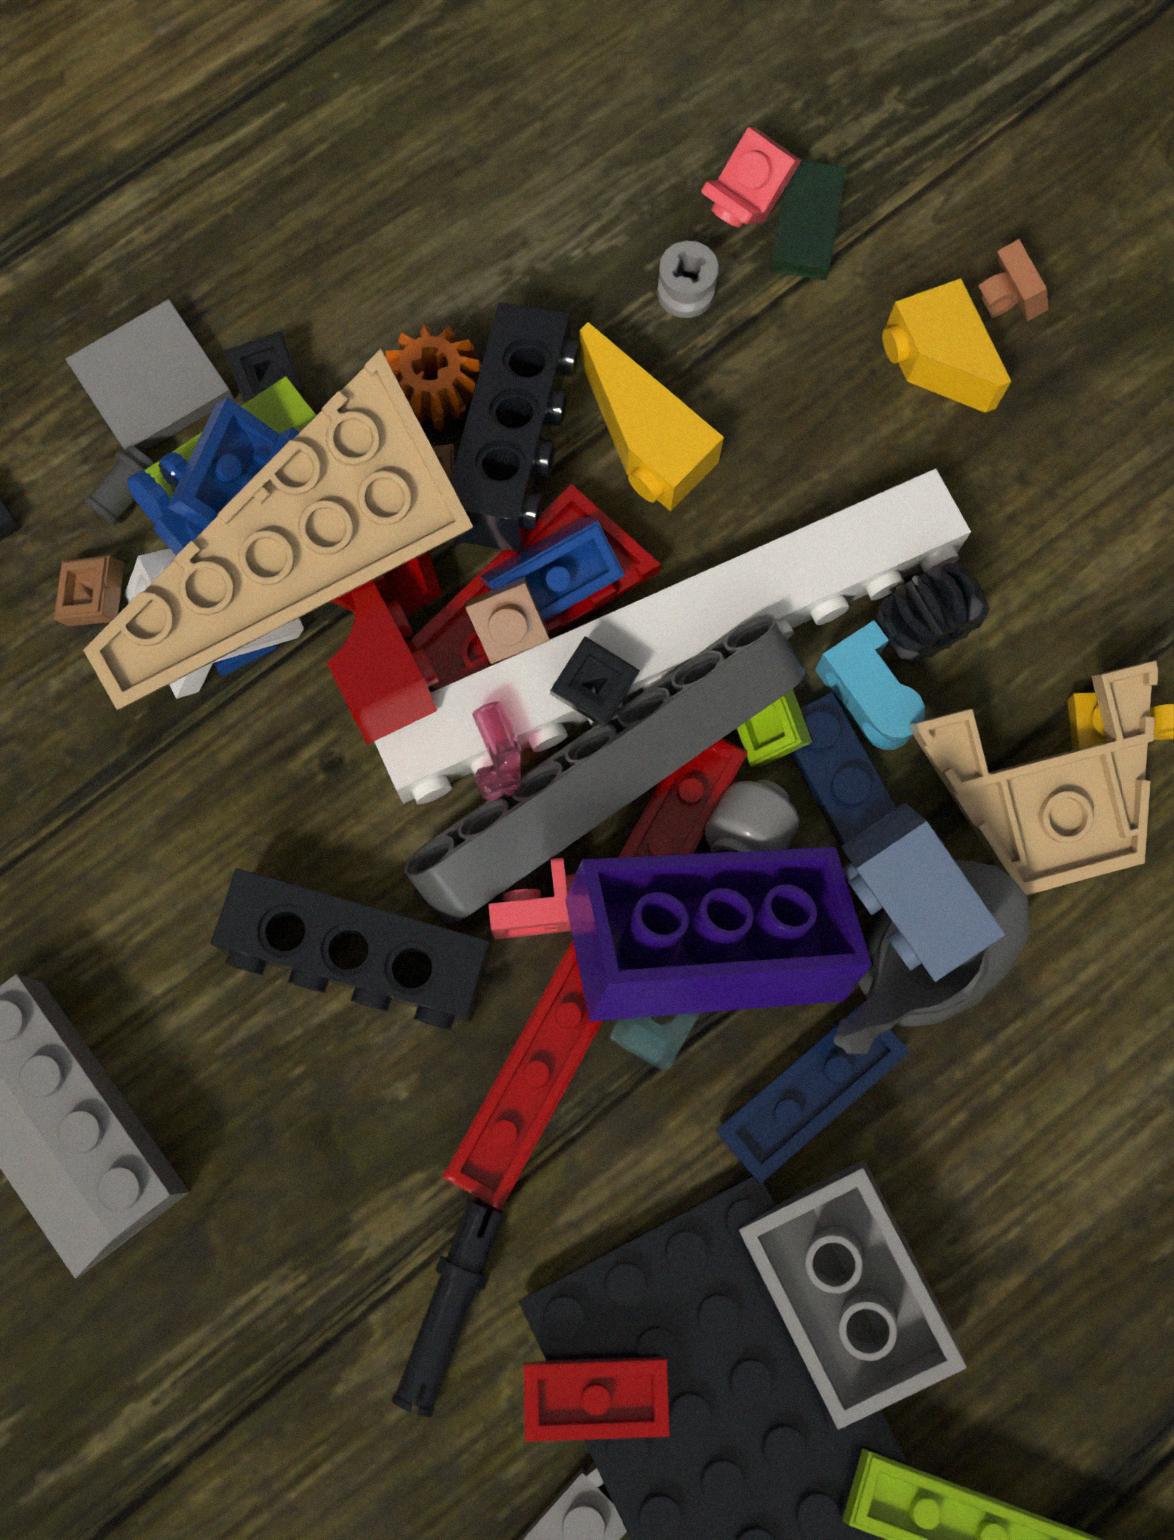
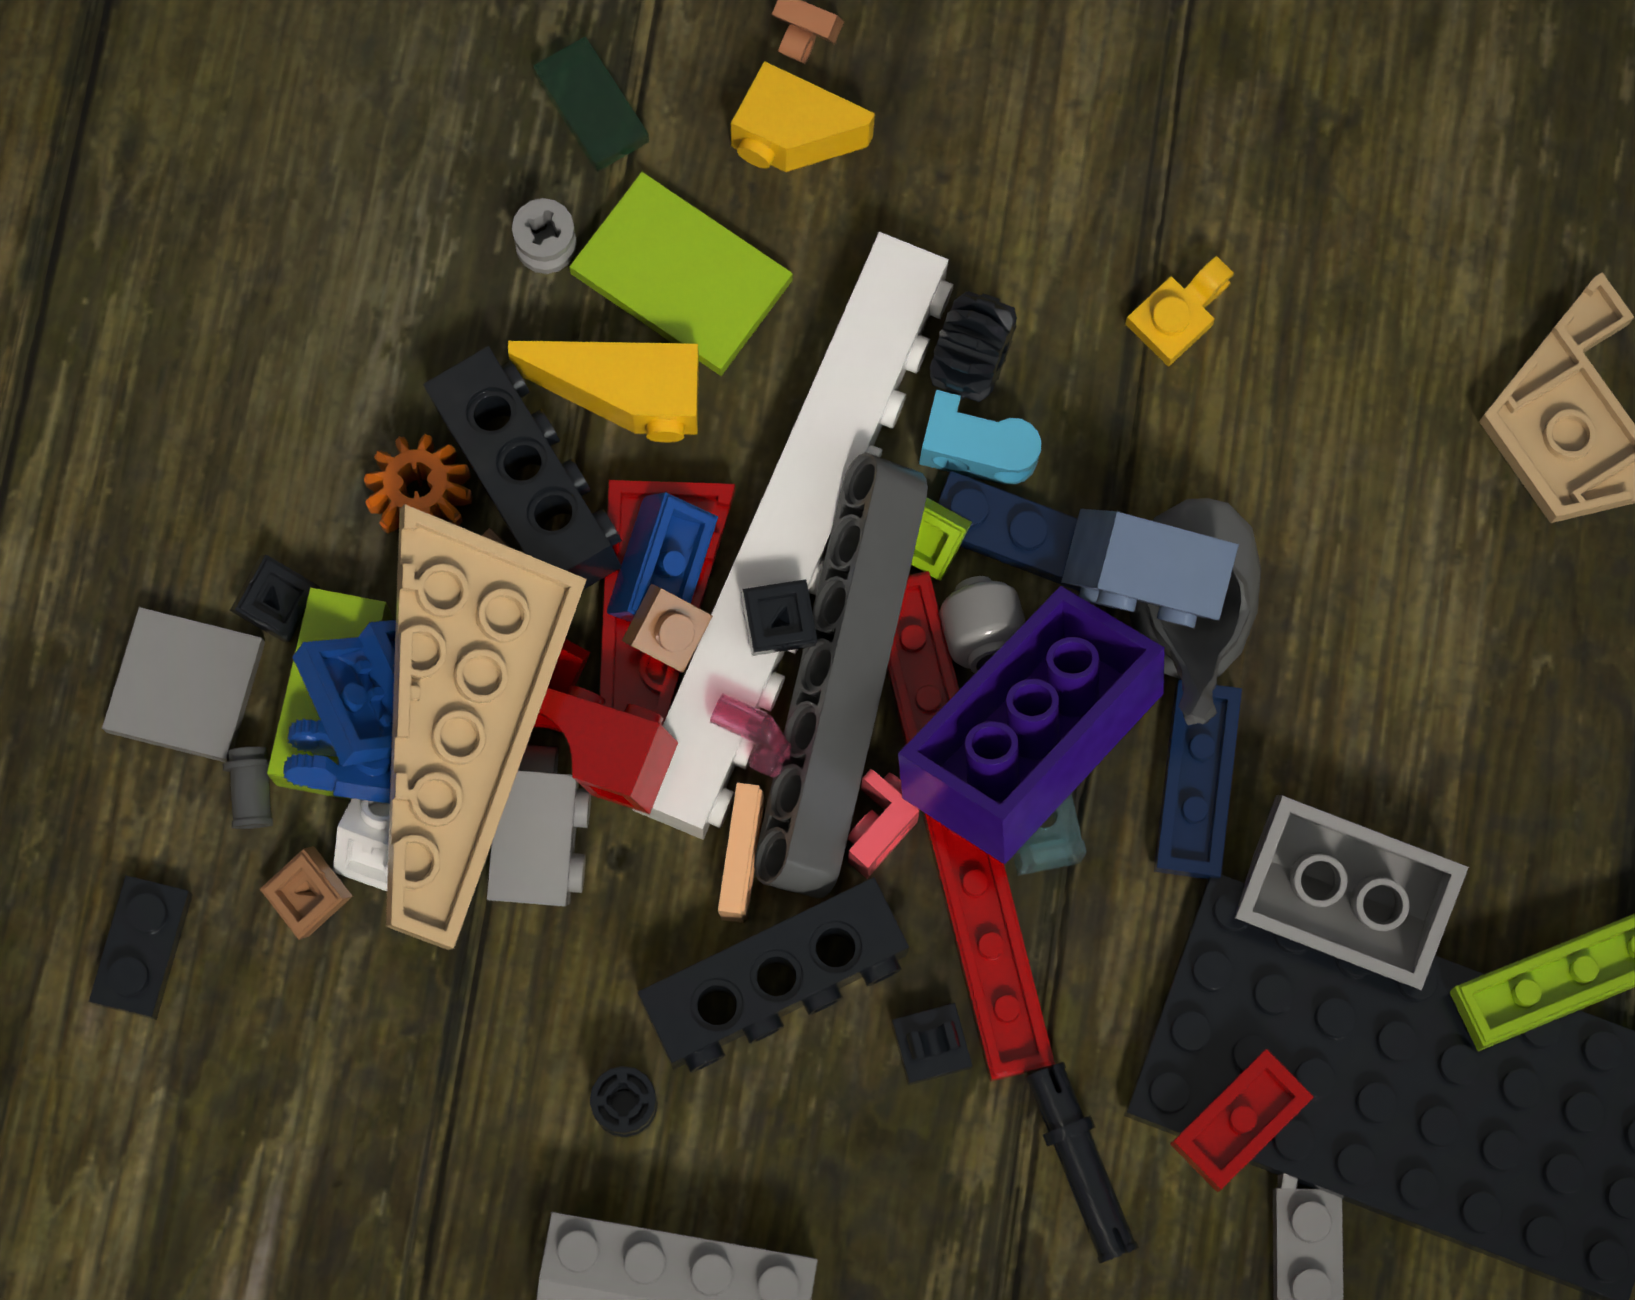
camera: 45 degrees left, 0 degrees up
(169, 949) = (625, 1113): none -> black wheel
(278, 688) = (536, 835): none -> light grey hinge
(390, 852) = (740, 853): none -> light nougat tile
(424, 1107) = (931, 1044): none -> black tile
(751, 179) = (522, 112): coral bracket -> none
(763, 387) = (681, 273): none -> lime tile
(1062, 812) = (1197, 414): tan wing -> none

